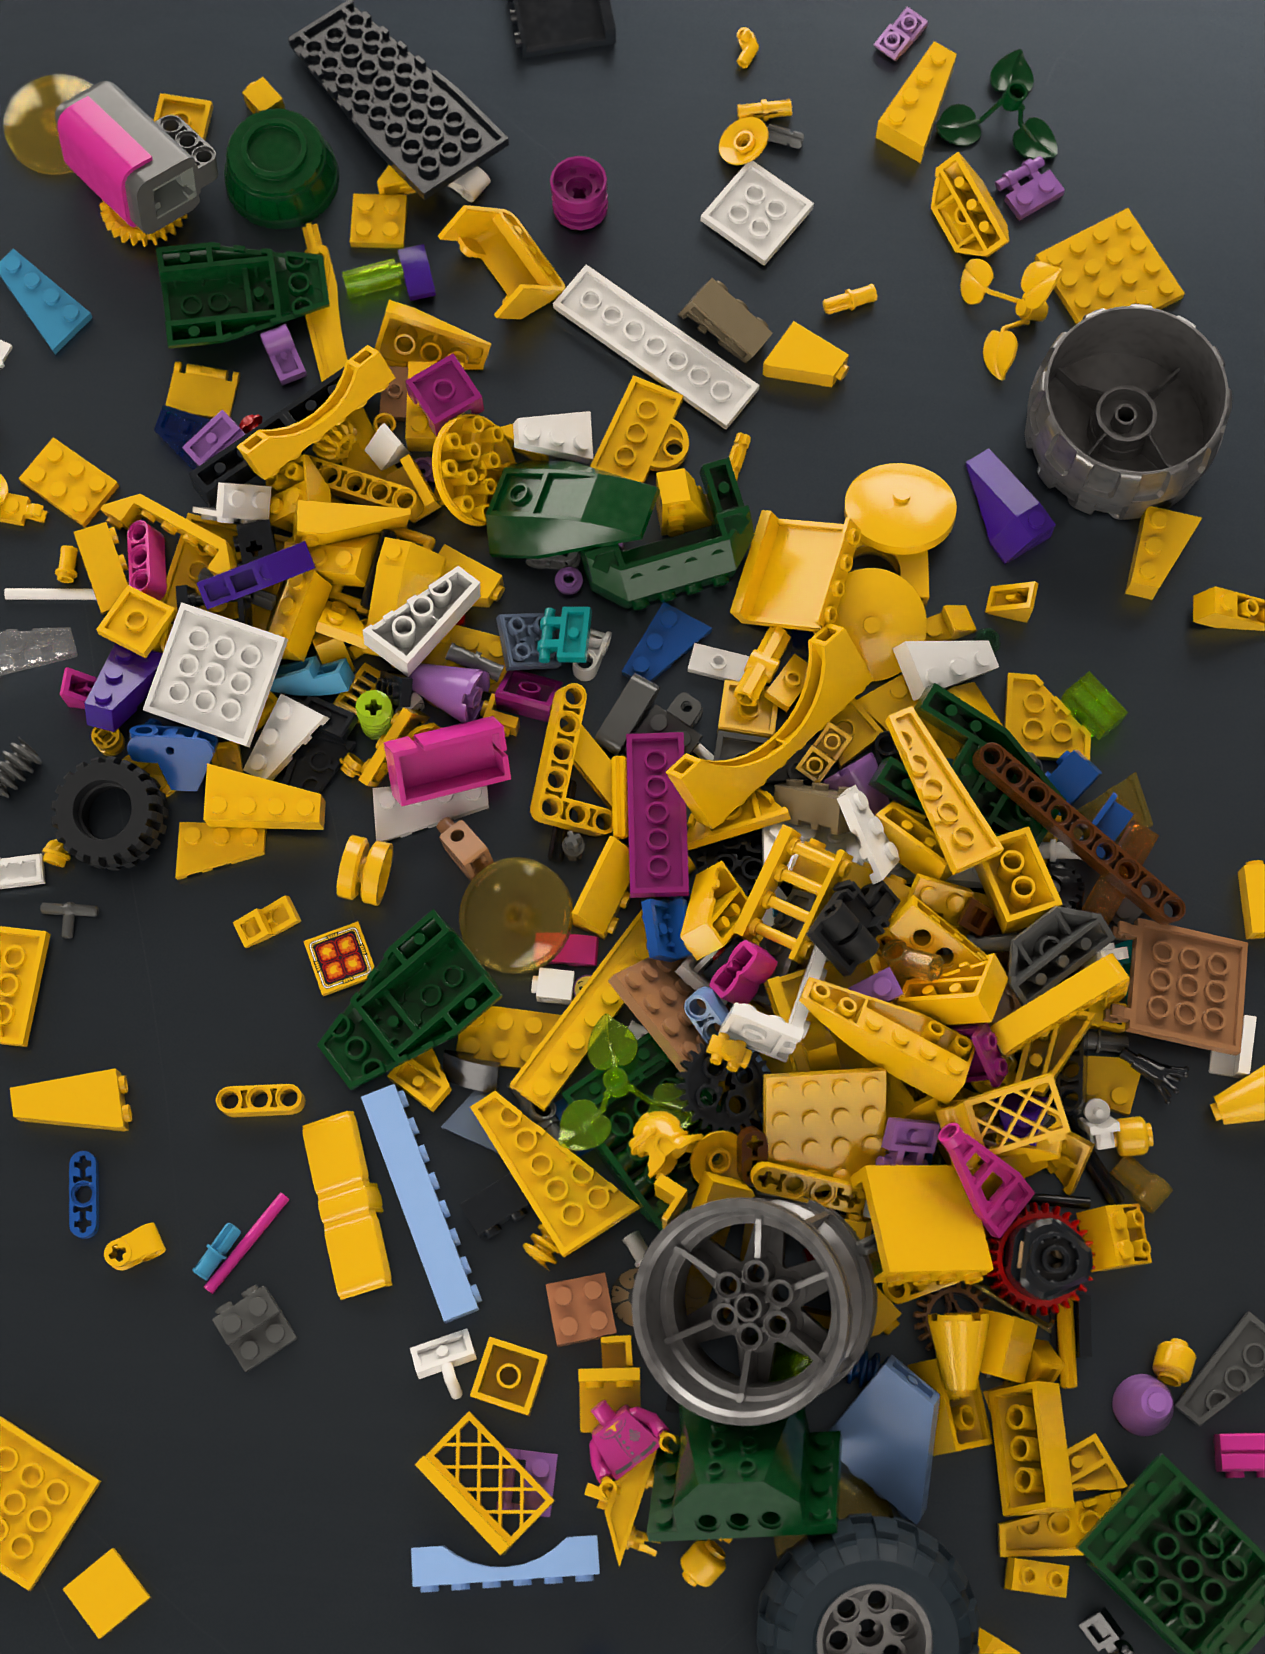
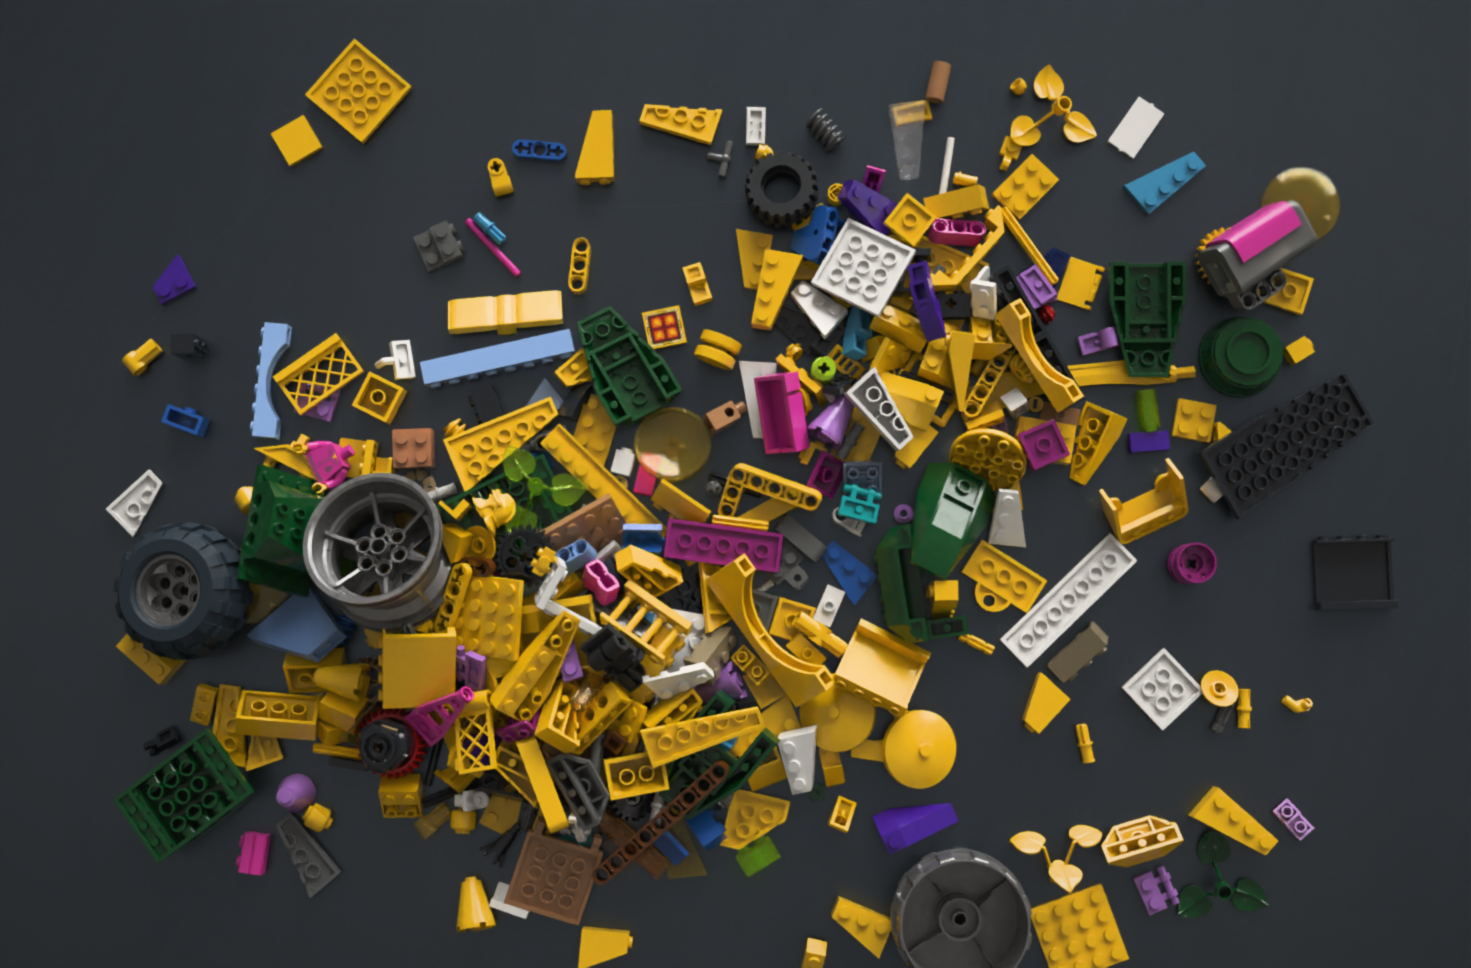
camera: 100 degrees right, 10 degrees up
(157, 461) = (1028, 246): none -> yellow axle

